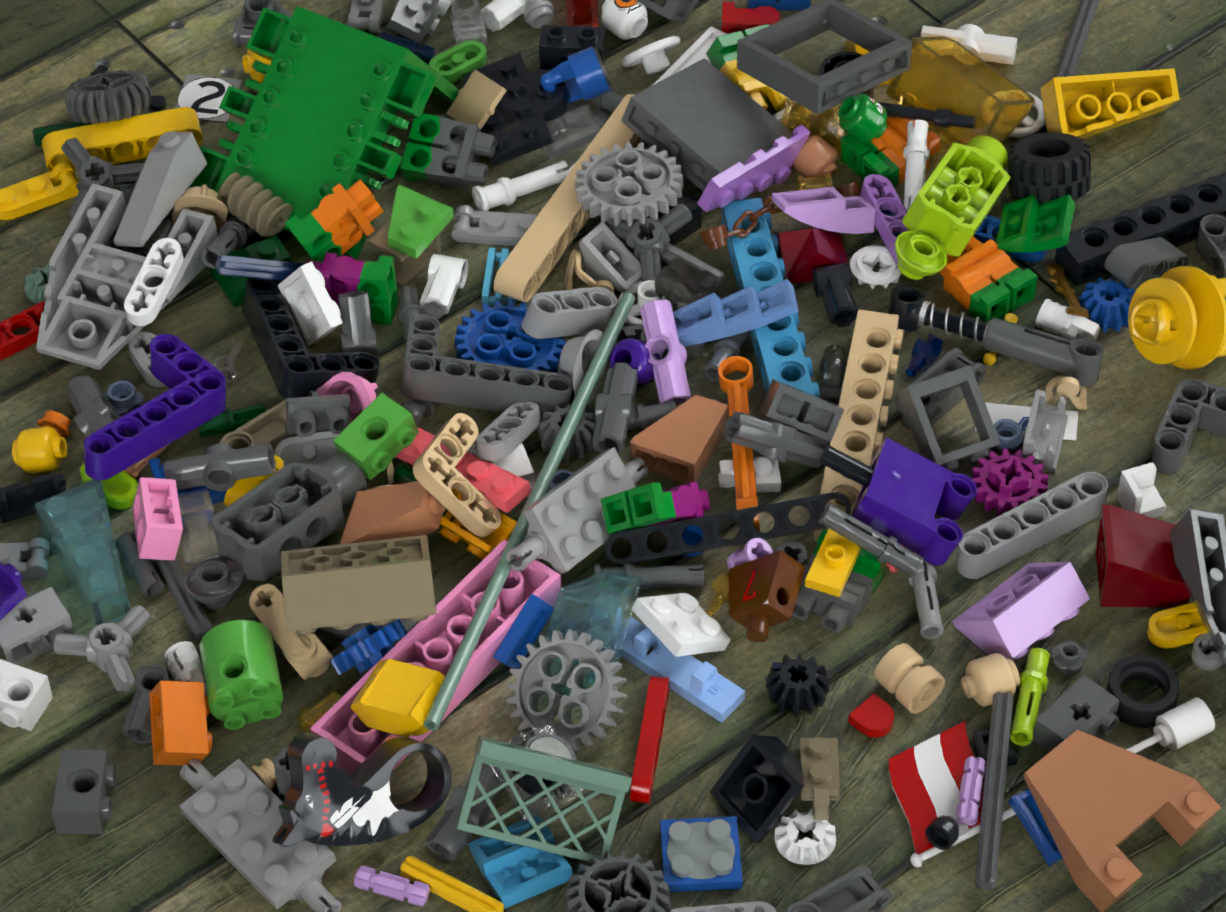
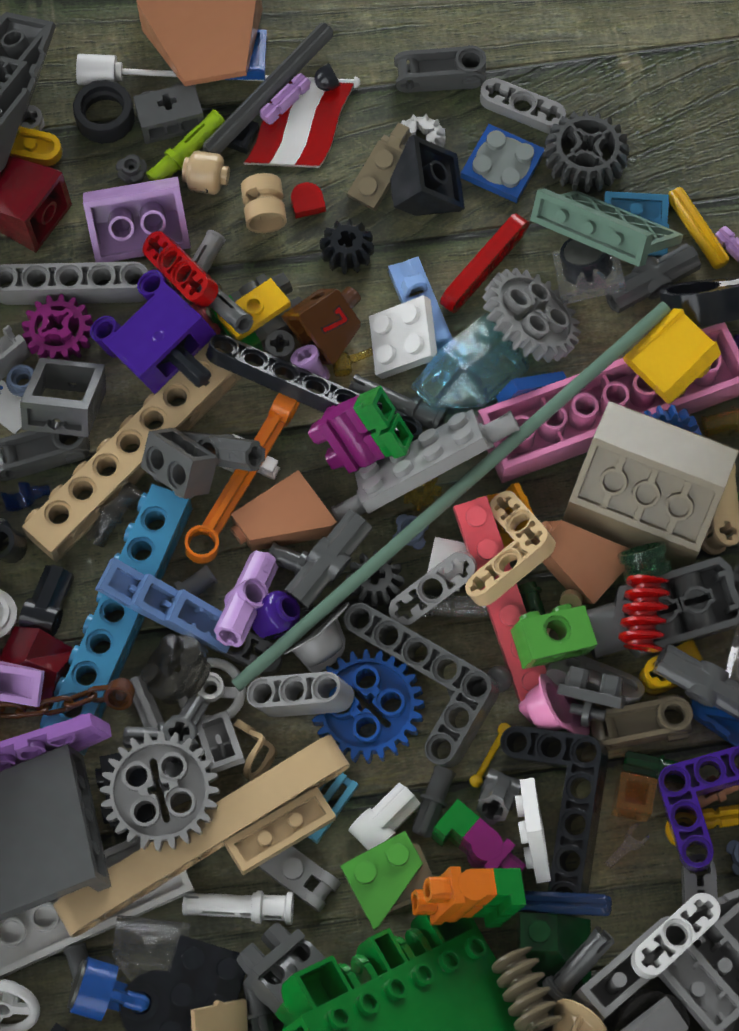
camera: 150 degrees left, 20 degrees up
(242, 377) = (634, 797): none -> clear orange brick
(302, 464) = (643, 613): none -> red piece
(327, 522) = (645, 560): none -> clear green wheel
(384, 347) = (476, 780): none -> yellow hinge
(516, 222) = (279, 830): none -> tan plate
(931, 554) = (179, 269): none -> red beam

